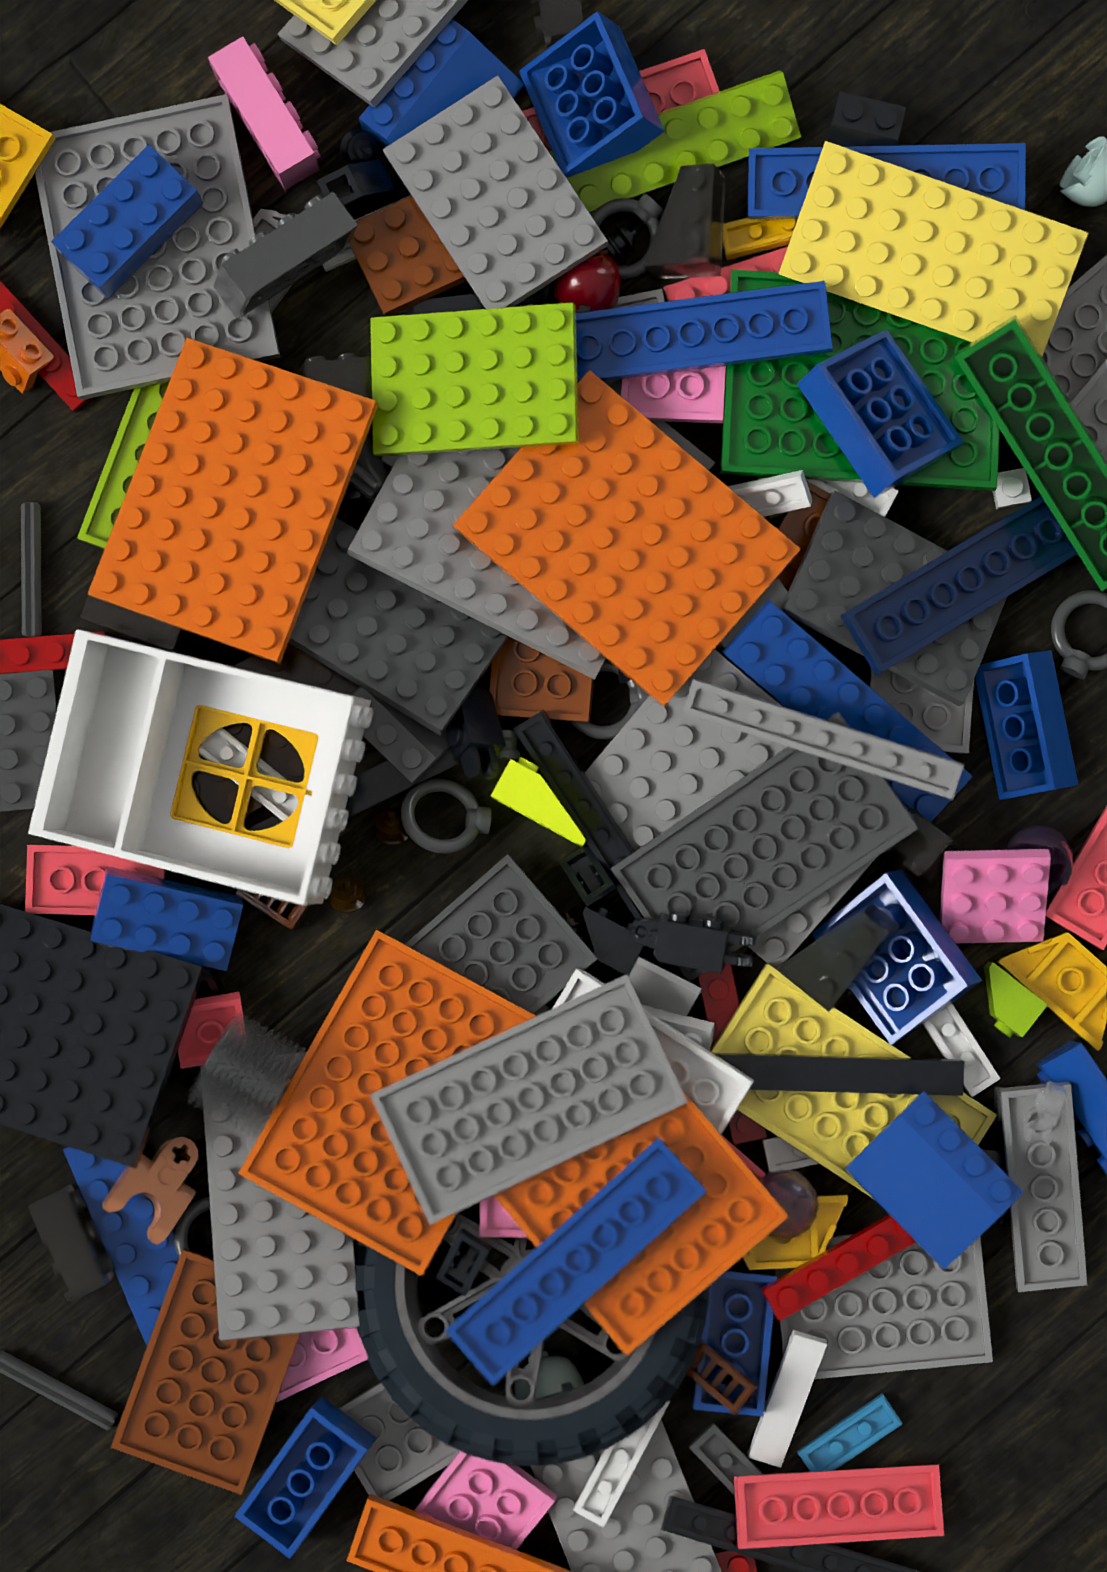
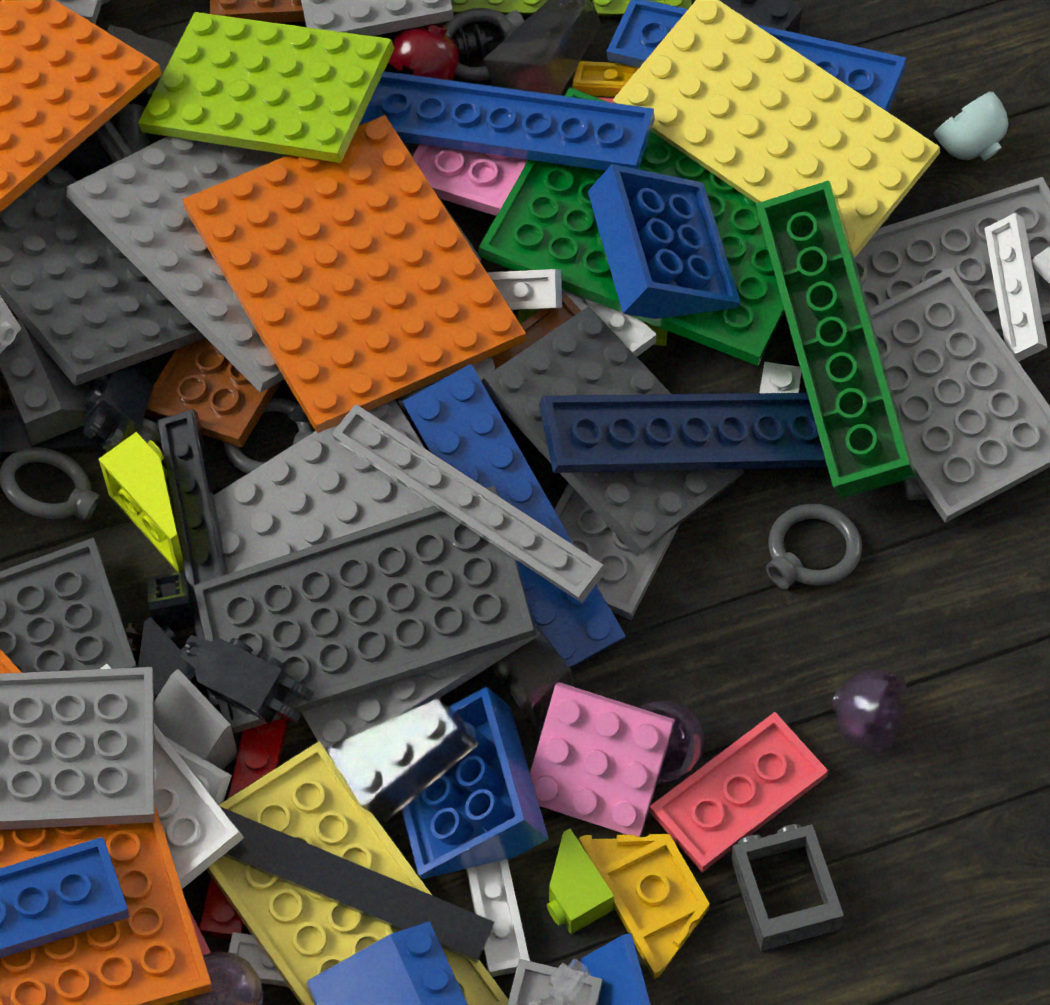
camera: 20 degrees right, 25 degrees down
(1025, 725) = (706, 609): blue slope -> none

